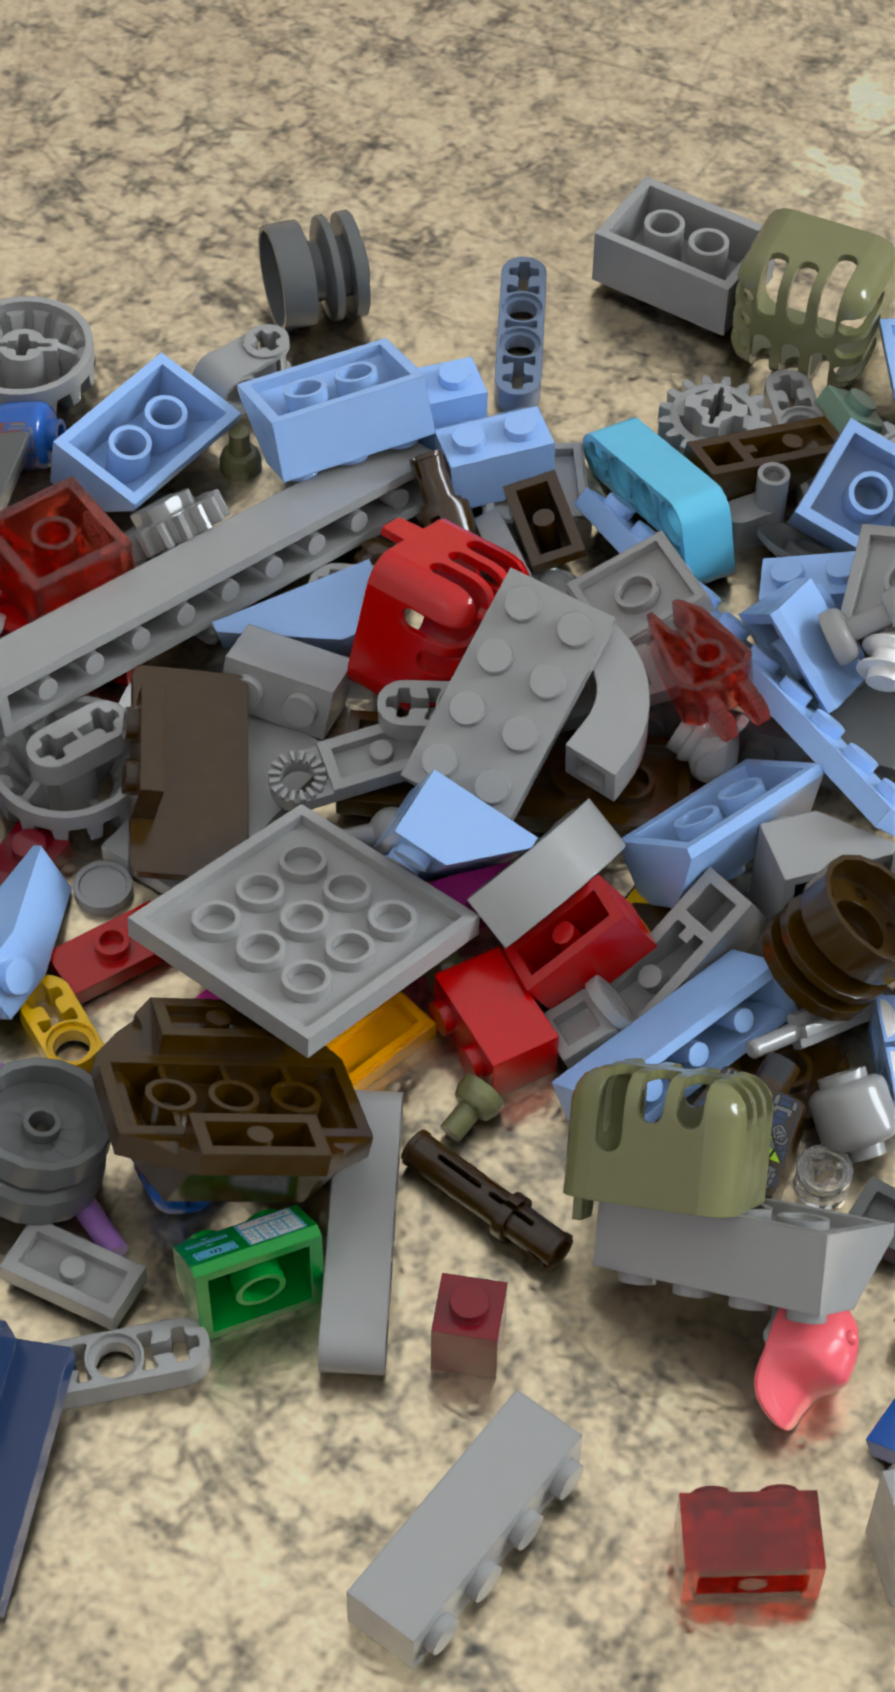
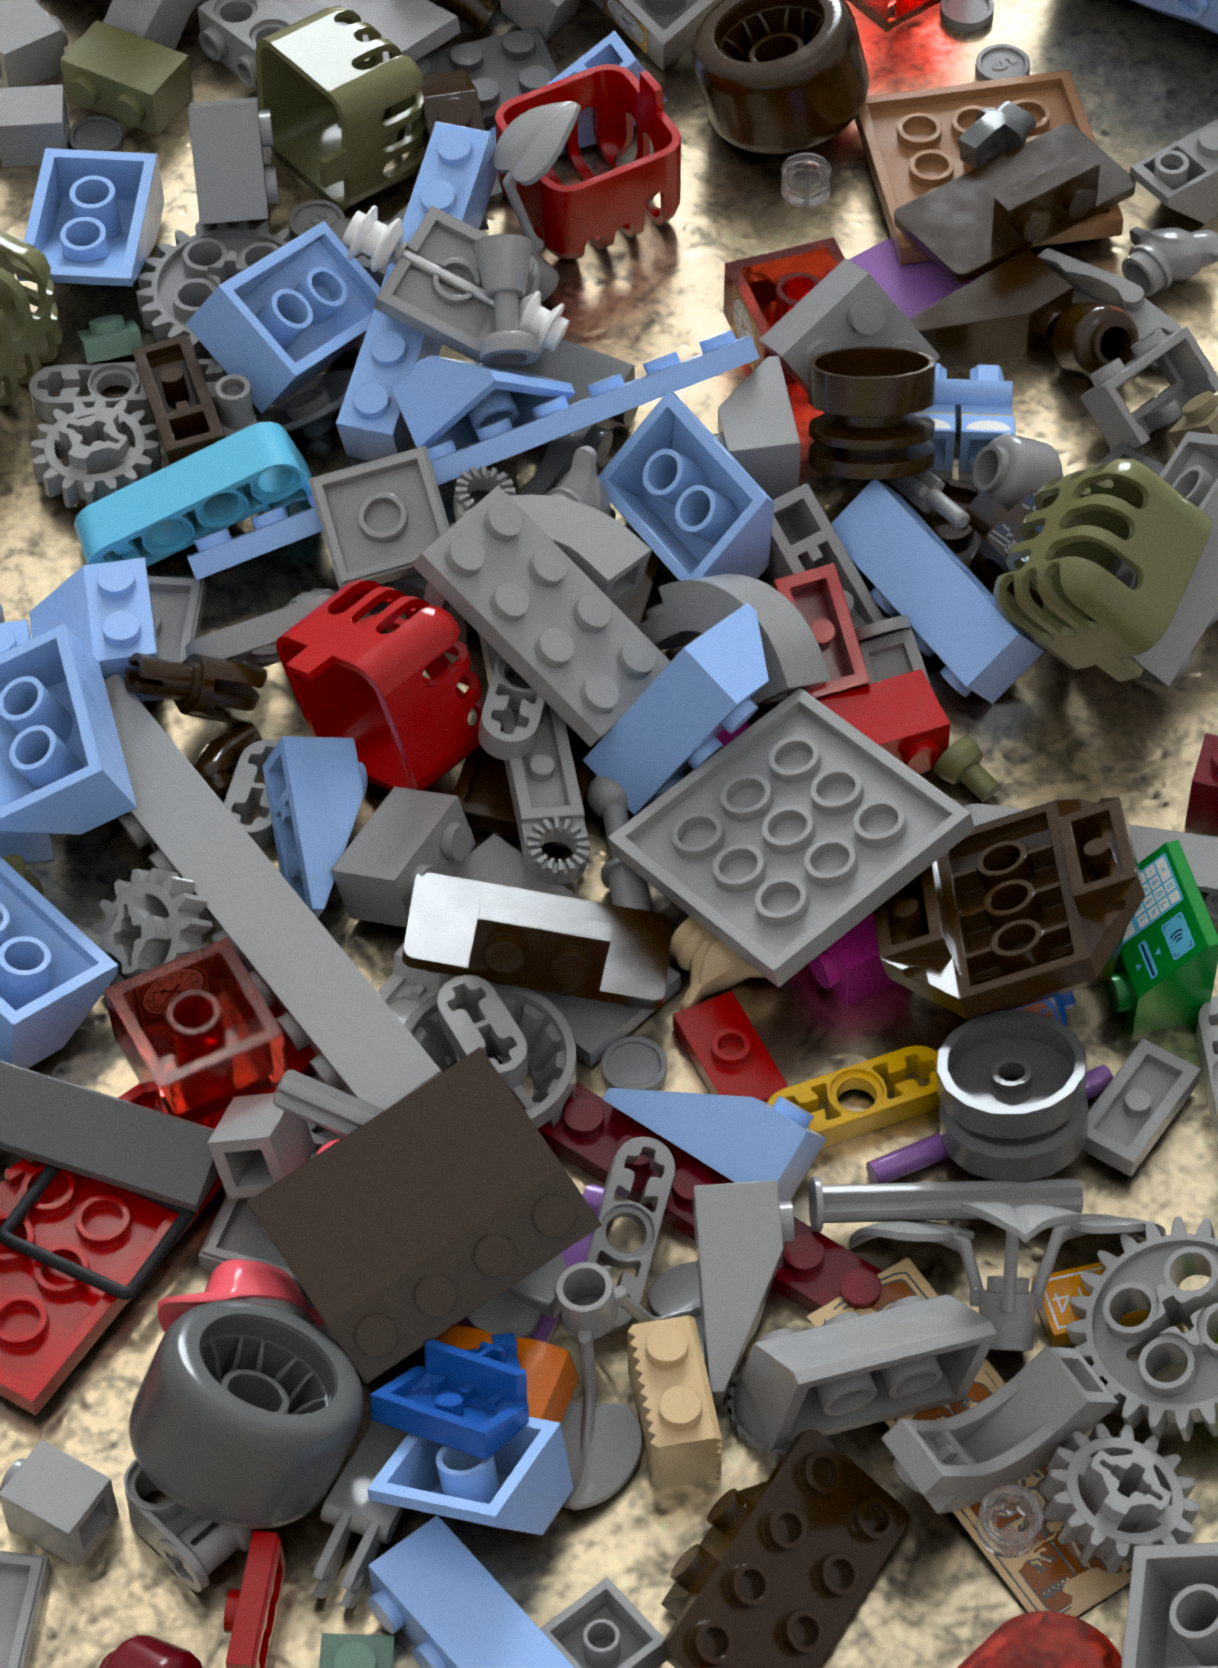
camera: 80 degrees left, 0 degrees up
(506, 1213) = (1095, 753): dark brown pin -> none
(543, 522) = (246, 587): dark brown slope -> none
(705, 670) = (531, 454): clear red hinge -> none

